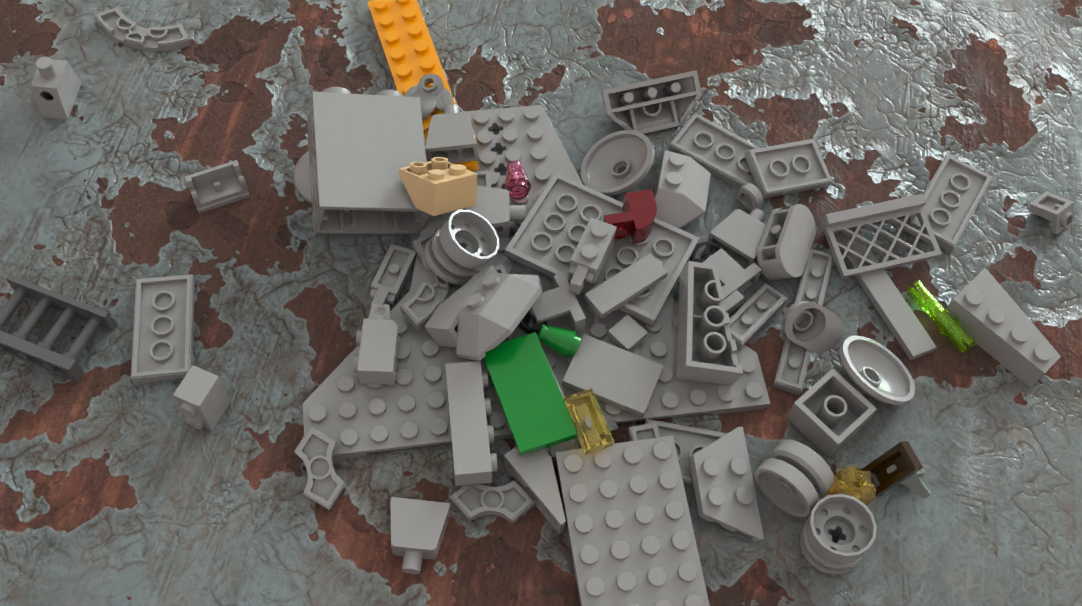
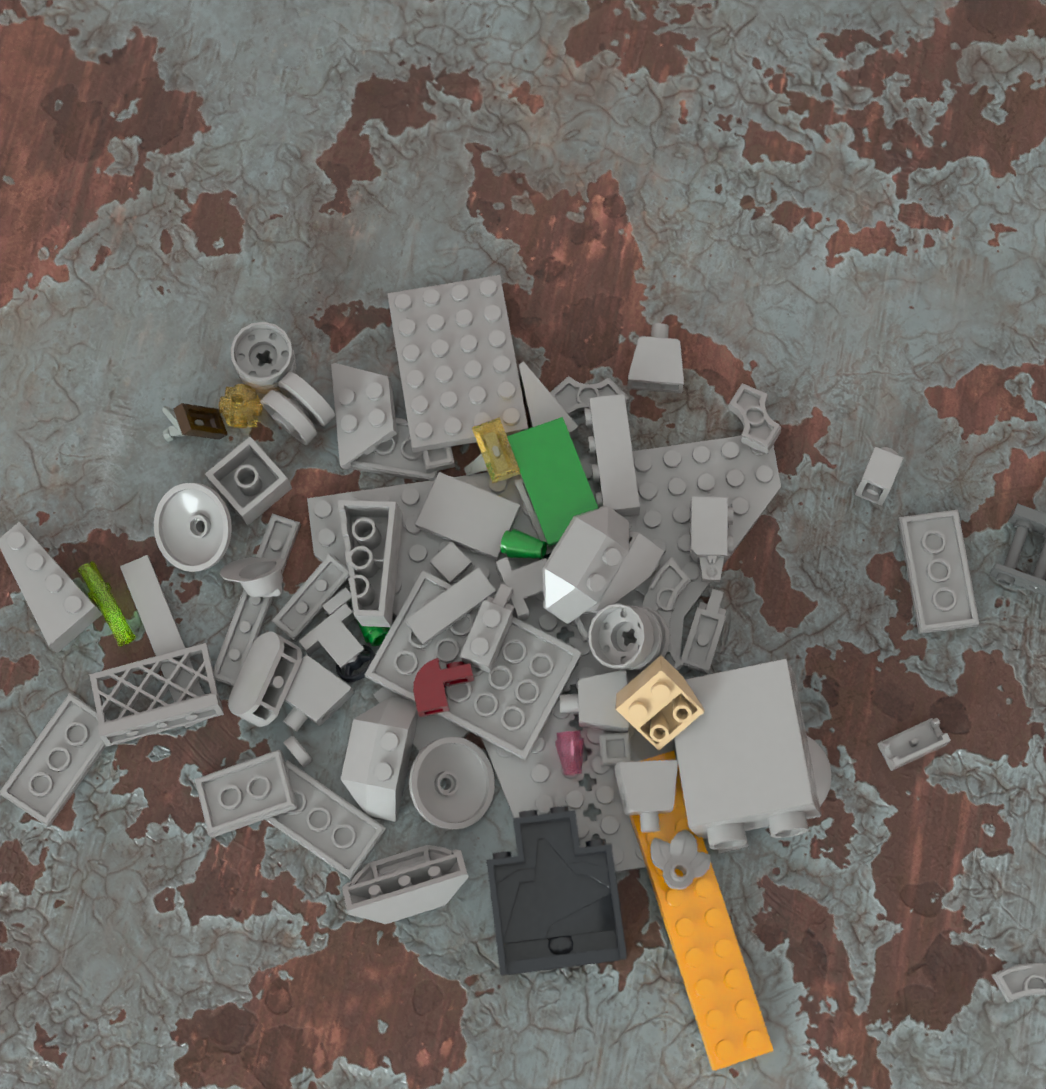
camera: 170 degrees left, 15 degrees up
(532, 81) = (554, 899): none -> black panel

